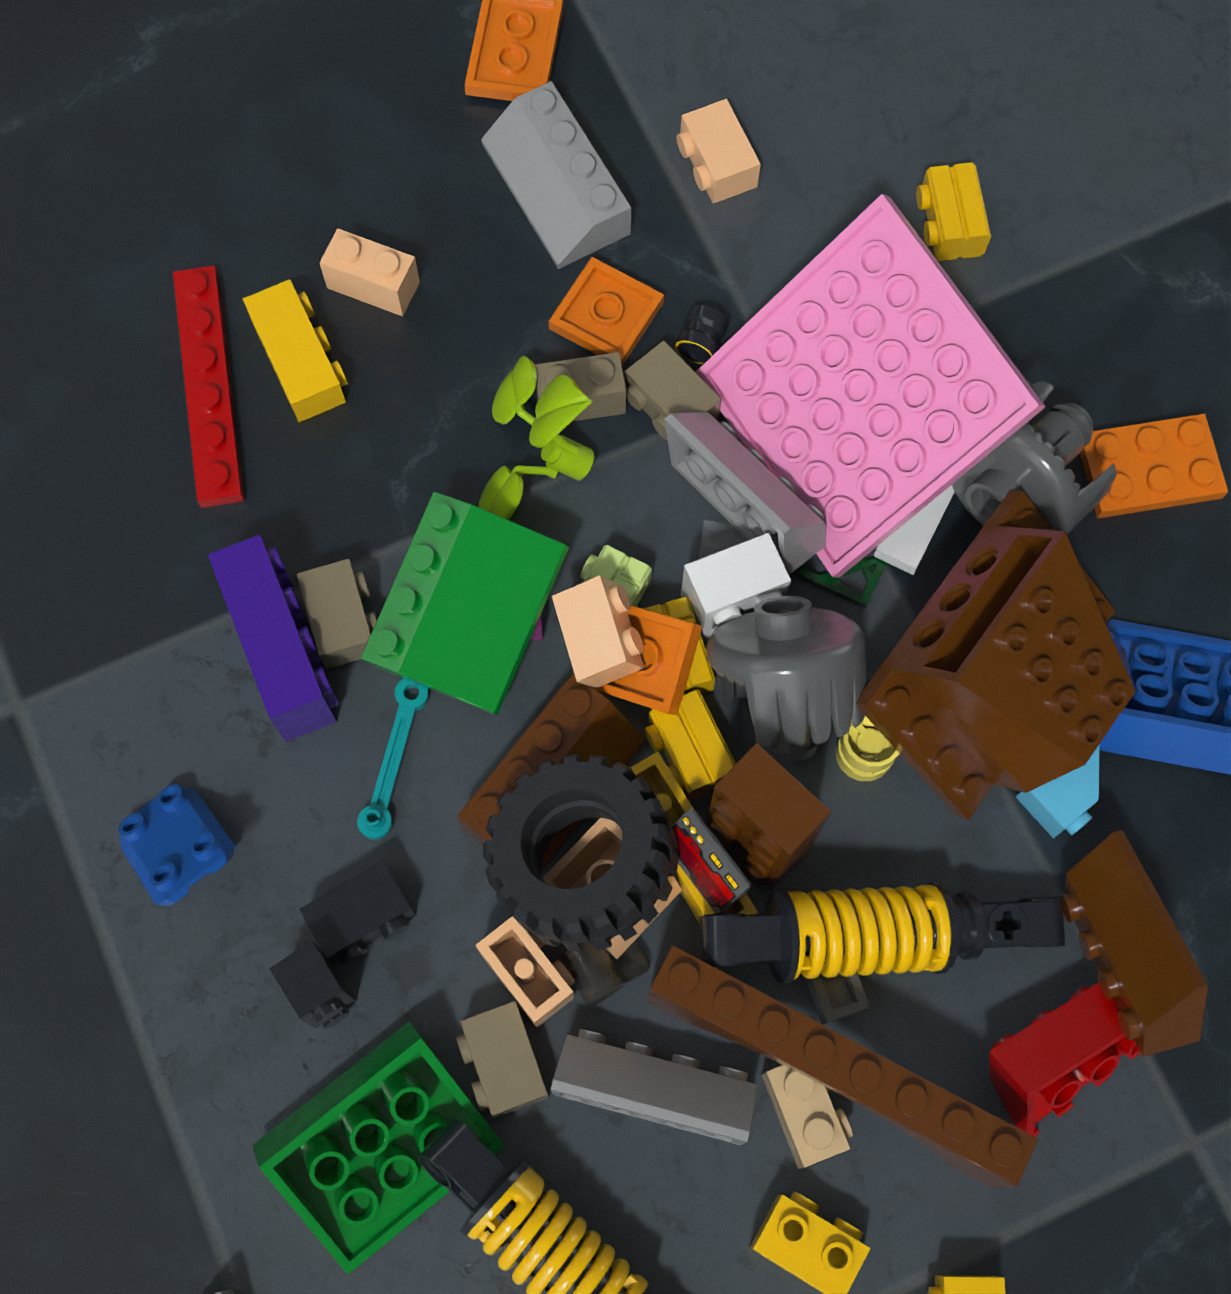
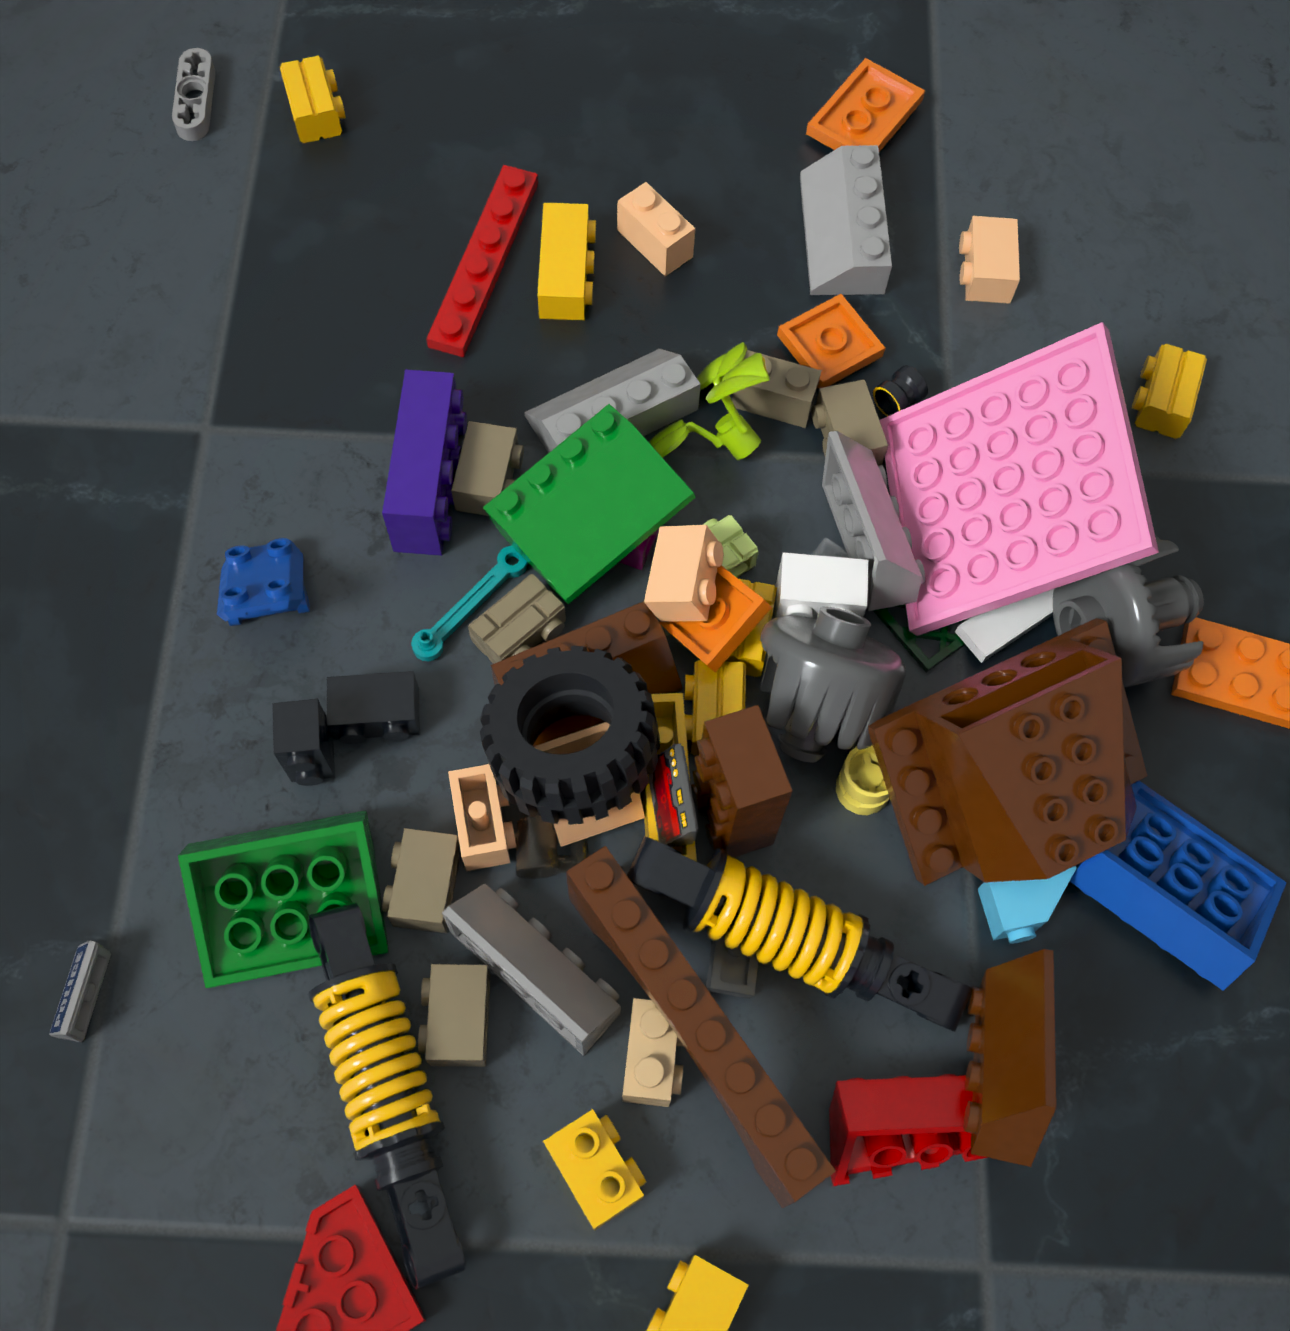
camera: 25 degrees right, 5 degrees down
(444, 455) = (645, 392): none -> light grey slope
(455, 756) = (518, 621): none -> dark tan brick
(606, 1173) = (456, 1015): none -> dark tan brick

